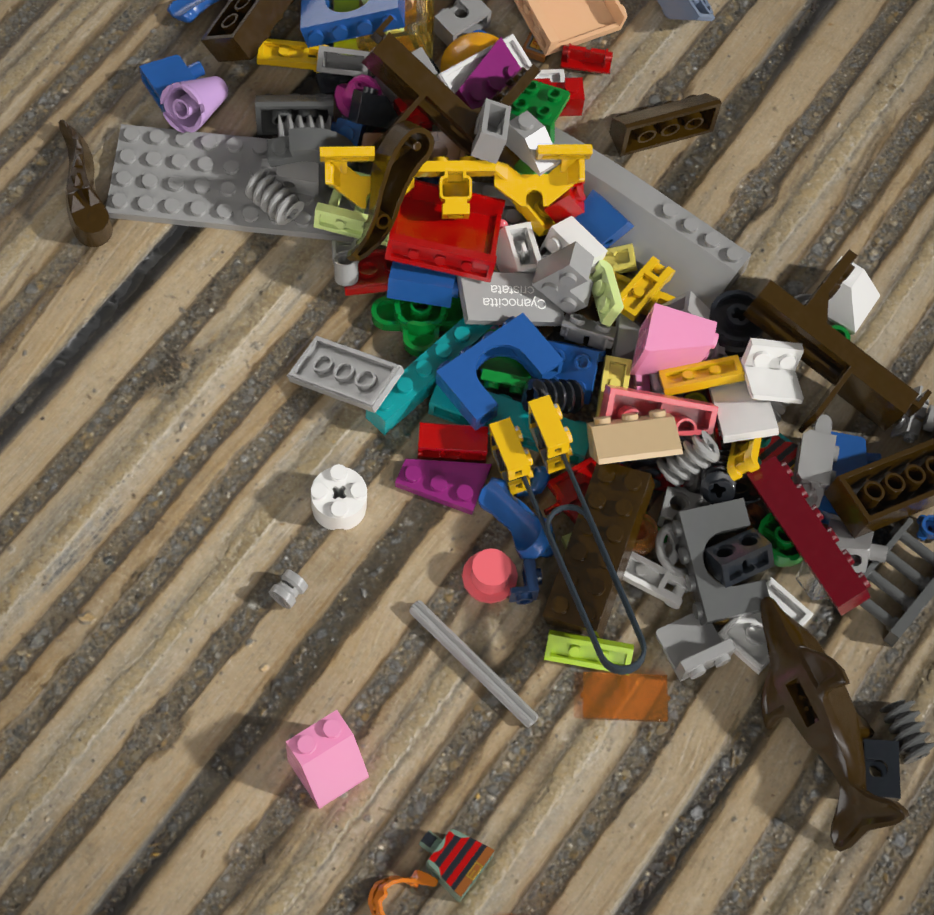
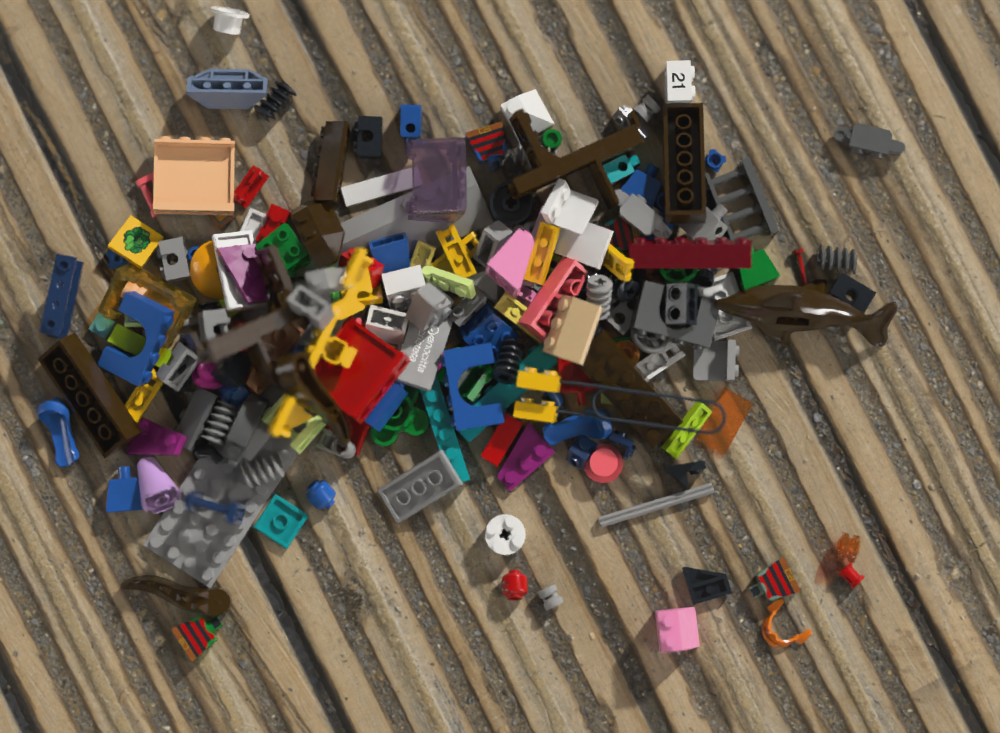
camera: 55 degrees left, 20 degrees up
(40, 221) = (197, 635): none -> torso
(202, 151) = (234, 512): none -> dark blue fence
(223, 253) = (281, 521): none -> teal tile
(248, 81) = (156, 440): none -> magenta wing
(262, 134) = (204, 451): none -> black arm
(277, 276) = (320, 494): none -> blue head
(281, 539) = (514, 585): none -> red head
(403, 774) = (705, 584): none -> black wing
(487, 536) = (581, 451): none -> dark blue bracket
(533, 669) = (679, 471): none -> black slope
(583, 124) = (319, 231): none -> dark brown wedge
(658, 176) = (378, 187): none -> white tile
(695, 40) = (275, 100): none -> black piece
(712, 222) = (437, 179): none -> clear purple windscreen
(727, 150) = (370, 125): none -> black brick
(760, 178) = (413, 115): none -> blue torso
(790, 268) = (488, 144): none -> torso
(797, 580) = (705, 276): none -> black wheel
(838, 634) = (760, 272): none -> green torso
(851, 416) = (621, 169): none -> teal torso
(885, 682) = (801, 266): none -> red piece

